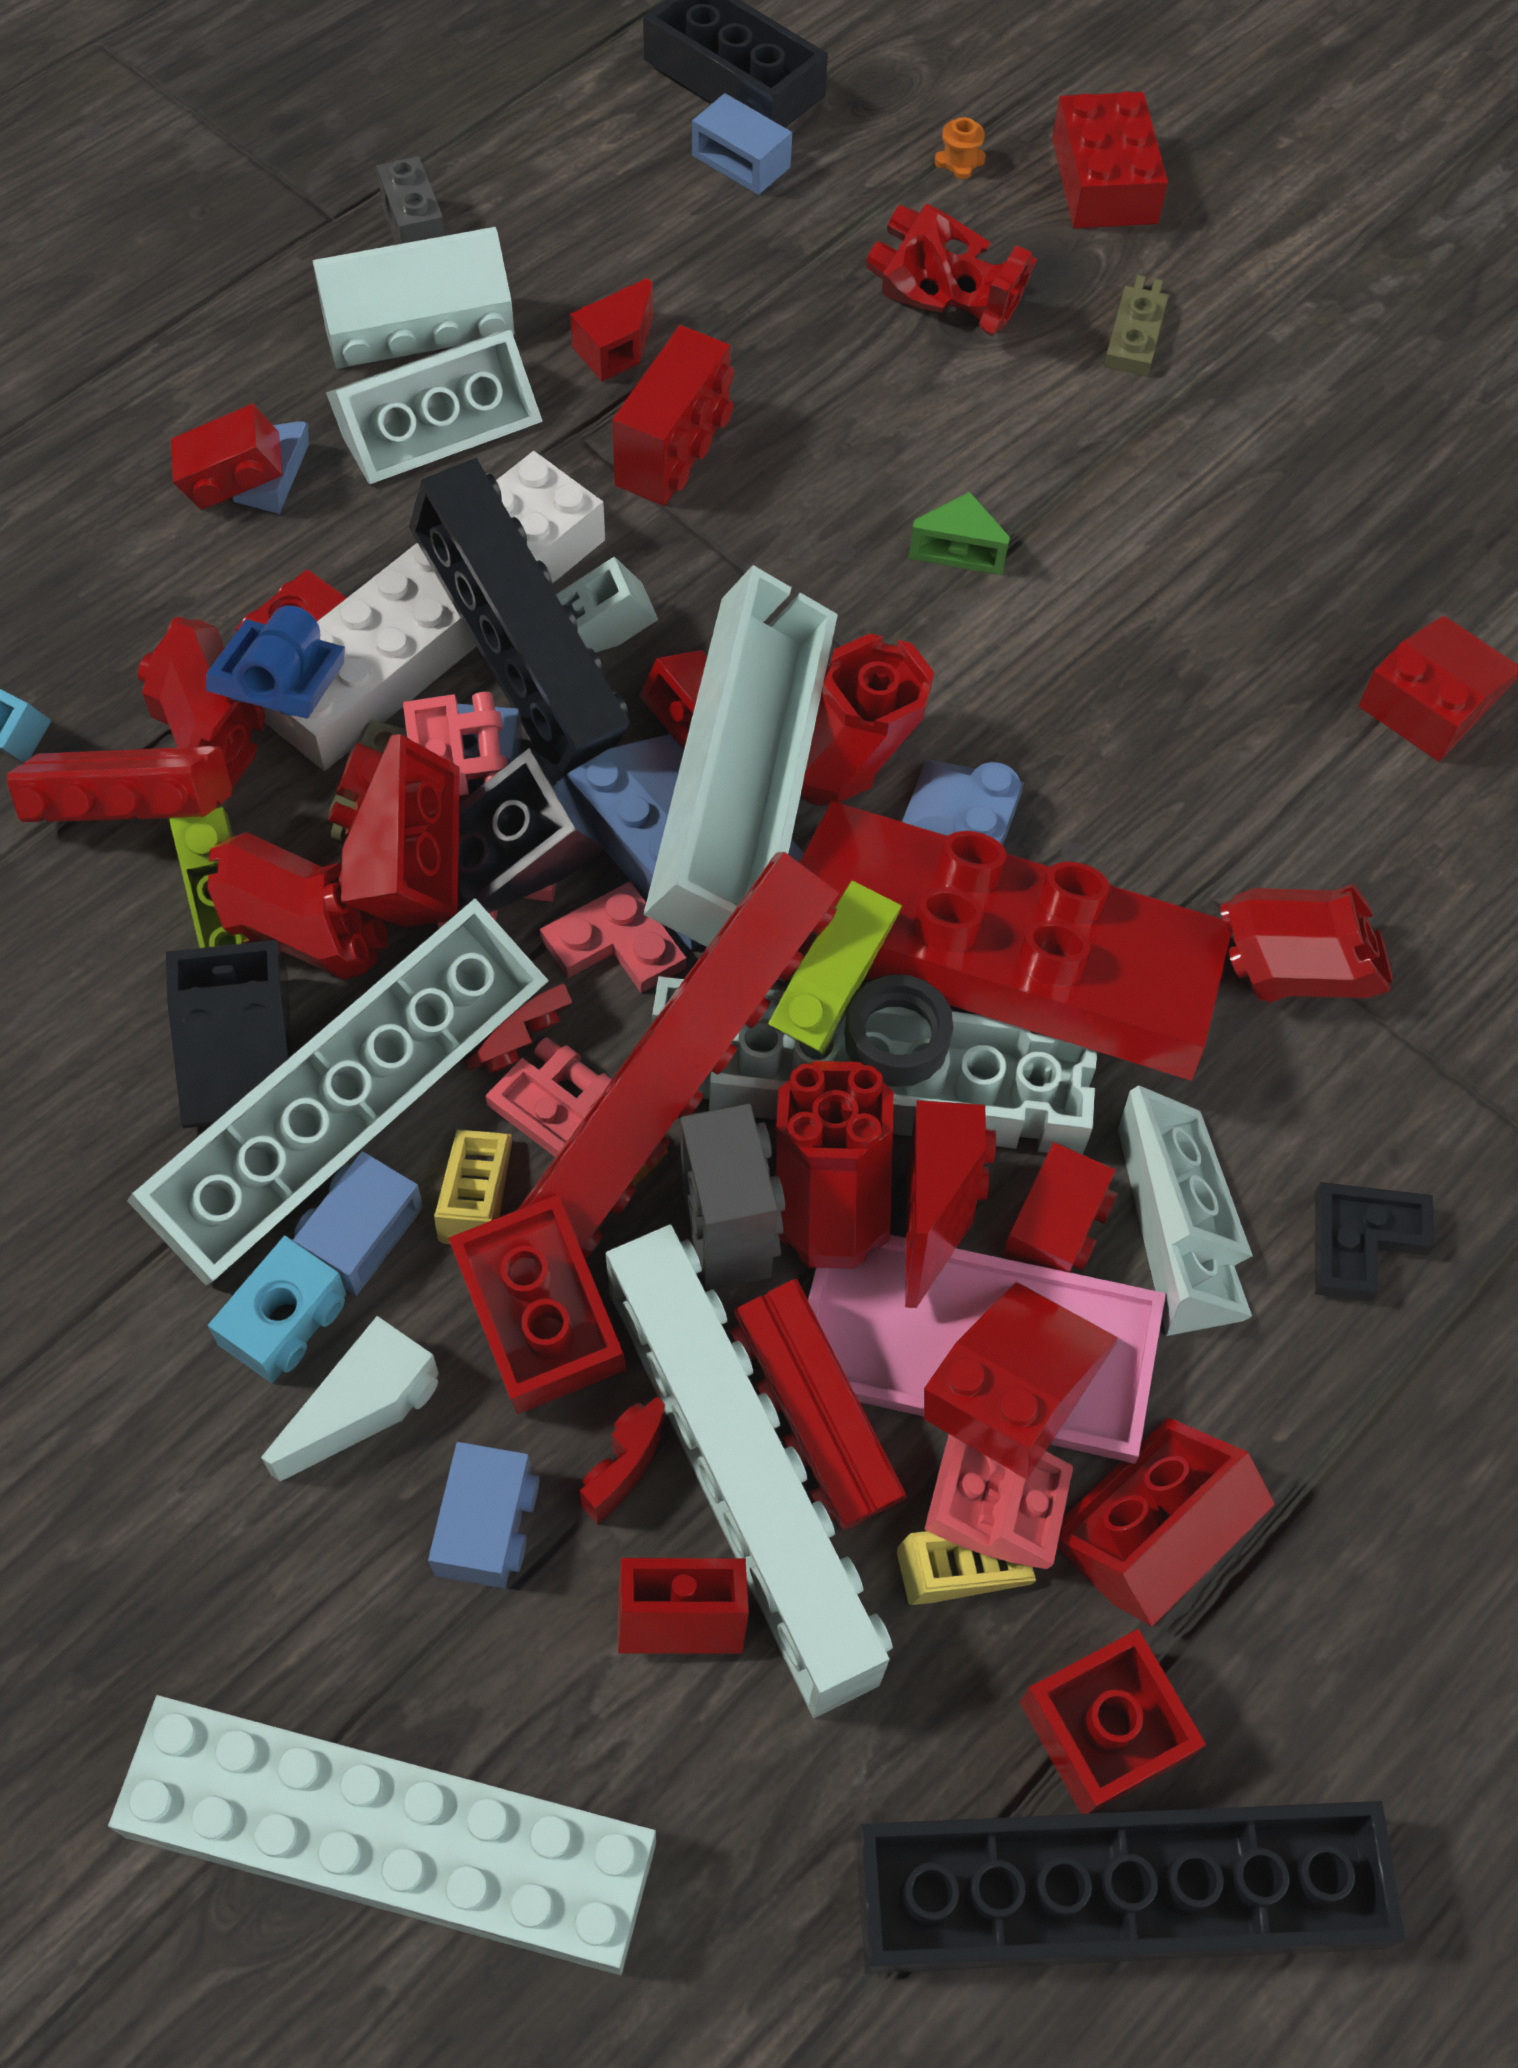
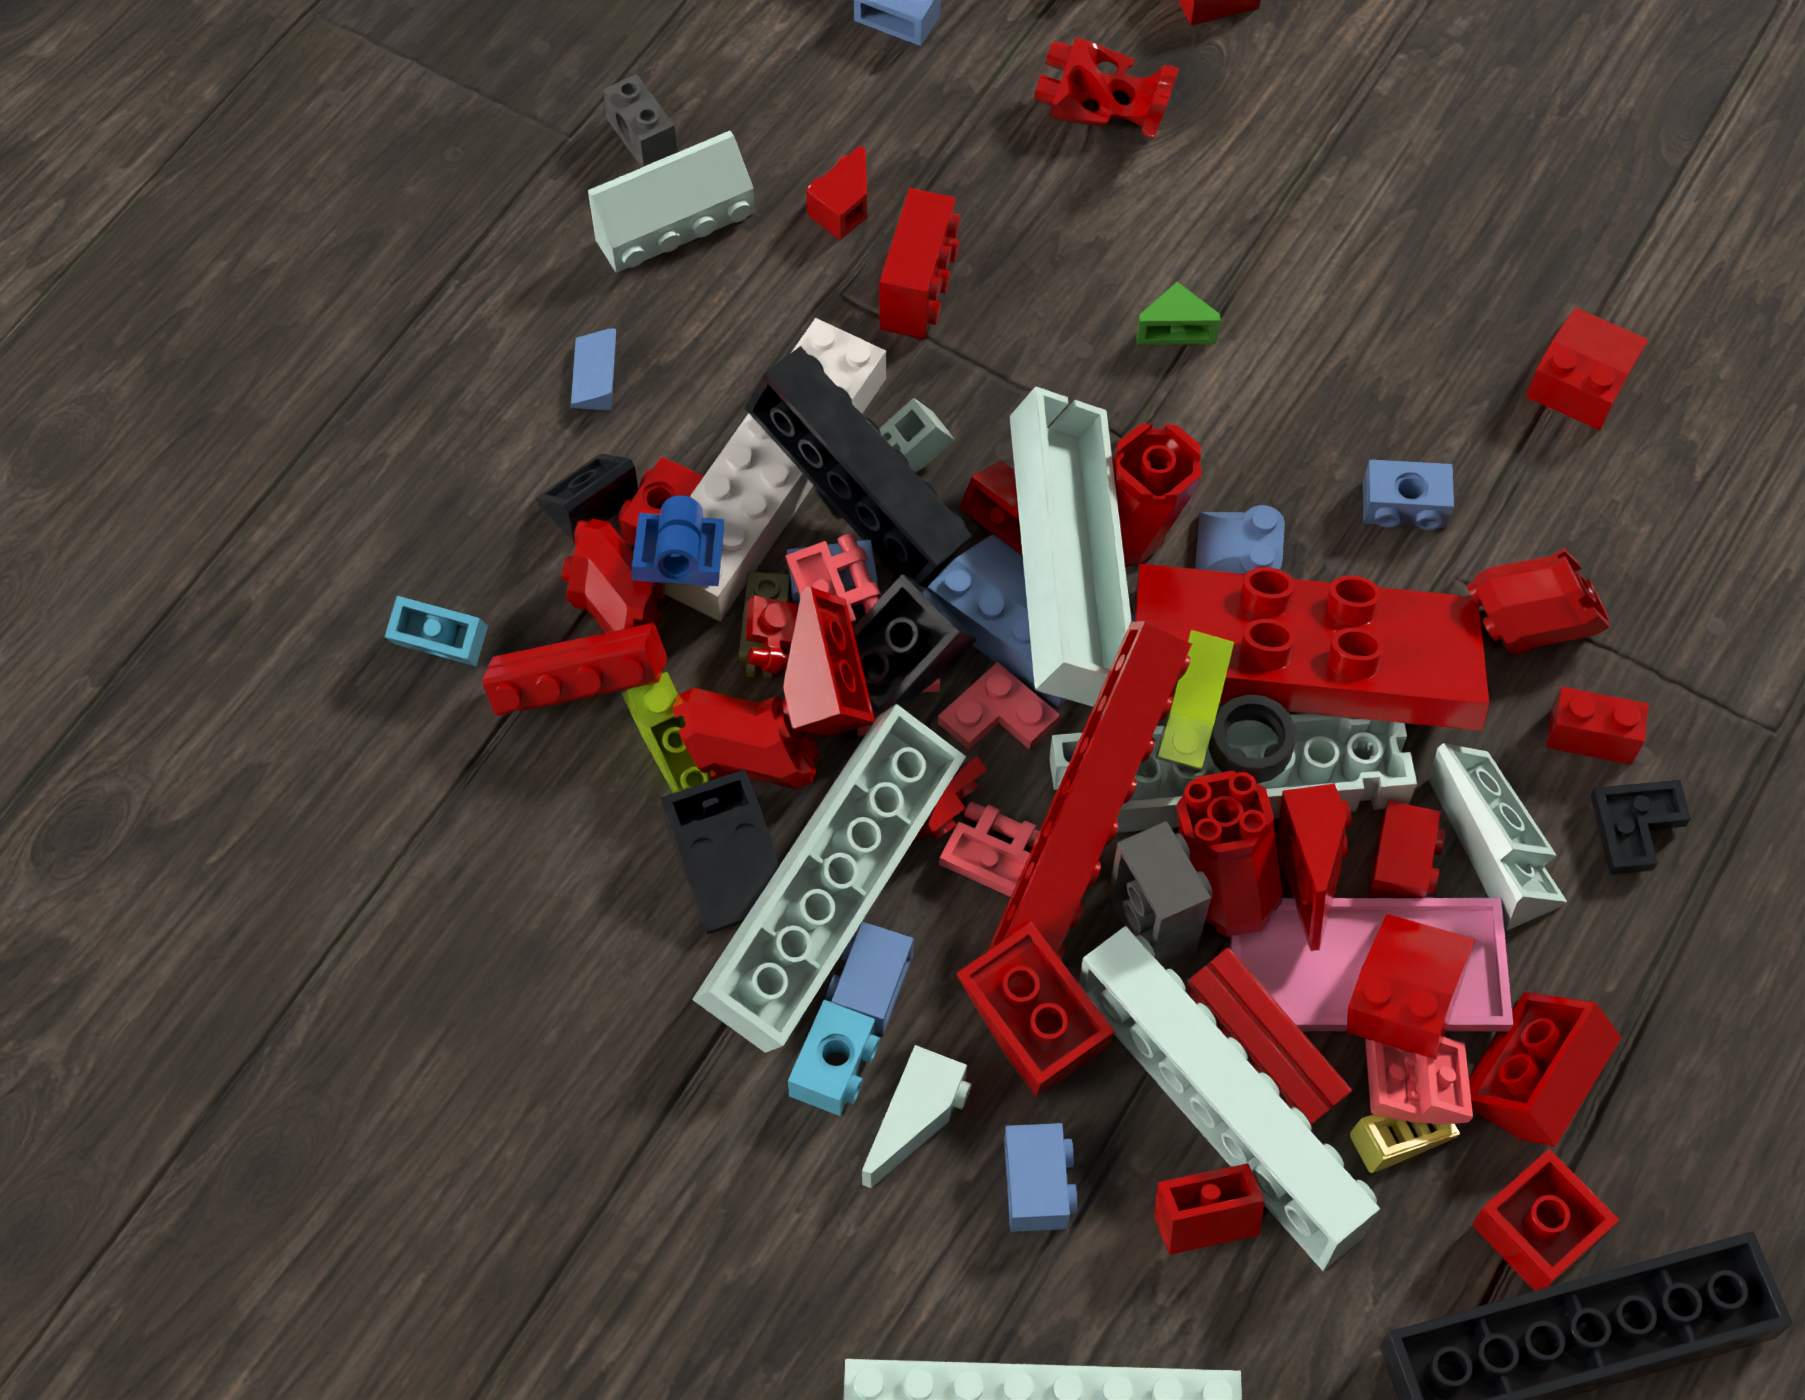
camera: 10 degrees left, 0 degrees up
(221, 595) = (590, 492): none -> black slope
(226, 457) = (560, 373): red piece -> none
(435, 406) = (714, 291): light aqua slope -> none
(459, 1215) = (949, 956): light yellow slope -> none
(634, 1444) = (1133, 1102): red slope -> none
(1136, 328) = (1268, 105): olive hinge -> none
(1204, 776) = (1426, 483): none -> medium blue brick
(1344, 1107) = (1597, 725): none -> red brick

